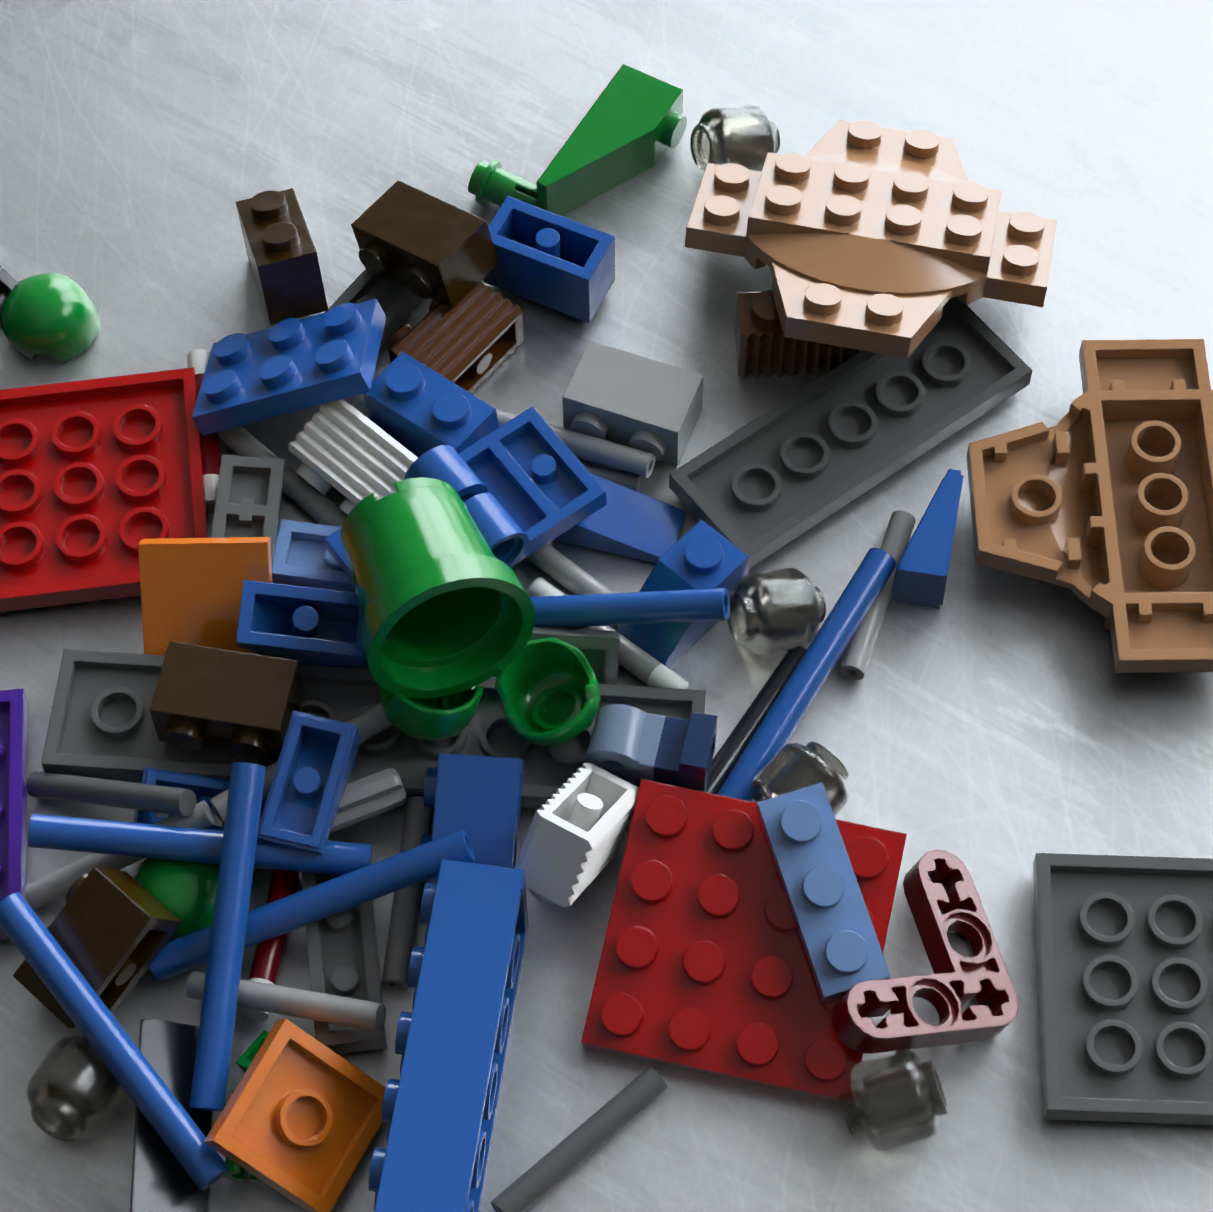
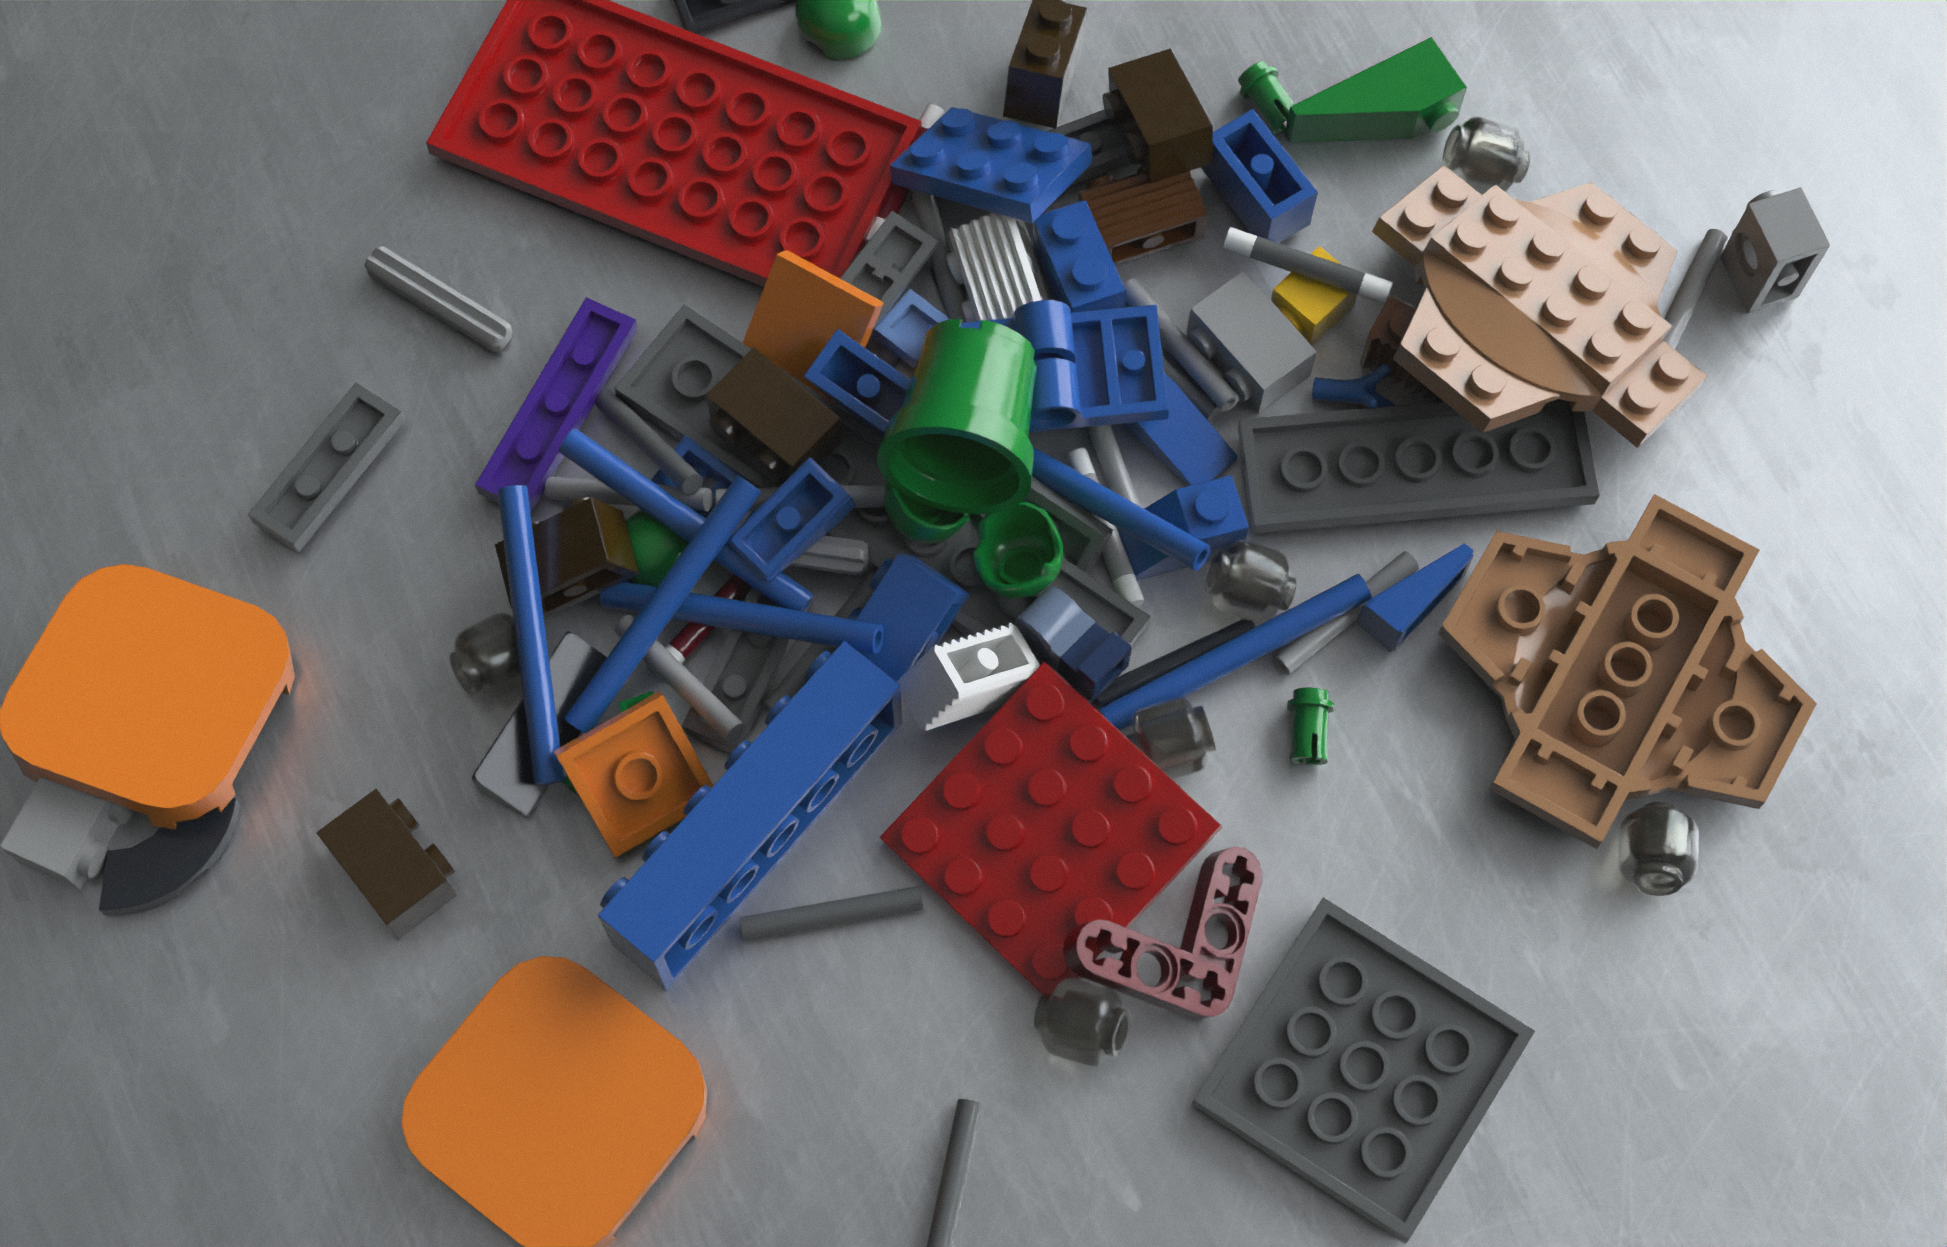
camera: 30 degrees right, 10 degrees up
(646, 304) = (1307, 265): none -> dark grey bar
(666, 326) = (1312, 304): none -> yellow brick
(753, 398) = (1353, 391): none -> blue bar
(822, 890) = (1123, 831): medium blue plate -> none
(916, 710) = (1309, 725): none -> green pin
(982, 148) = (1694, 284): none -> light grey piece
(1038, 90) = (1774, 249): none -> light grey brick

